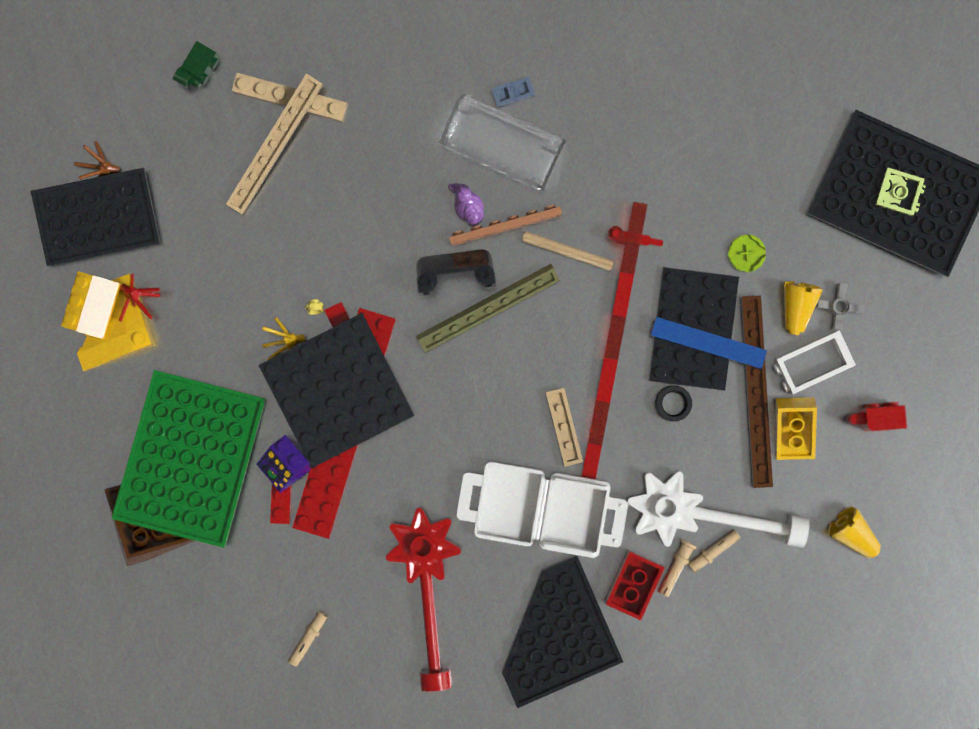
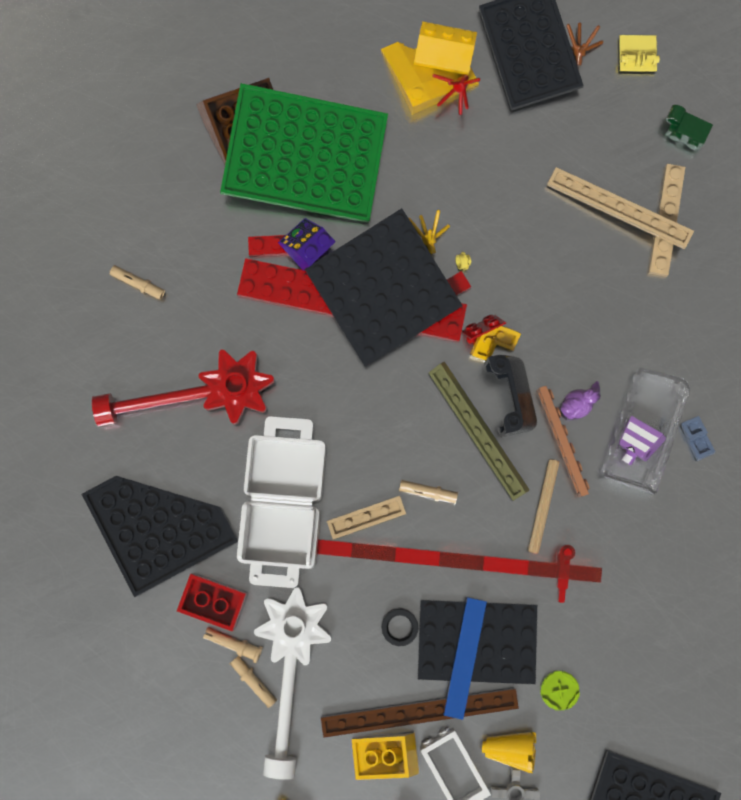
camera: 85 degrees right, 5 degrees down
(112, 106) = (638, 53): none -> light yellow hinge
(382, 287) = (475, 330): none -> red hinge
(394, 284) = (500, 336): none -> yellow plate
(512, 150) = (640, 441): none -> medium lavender torso
(543, 364) = (428, 491): none -> tan pin

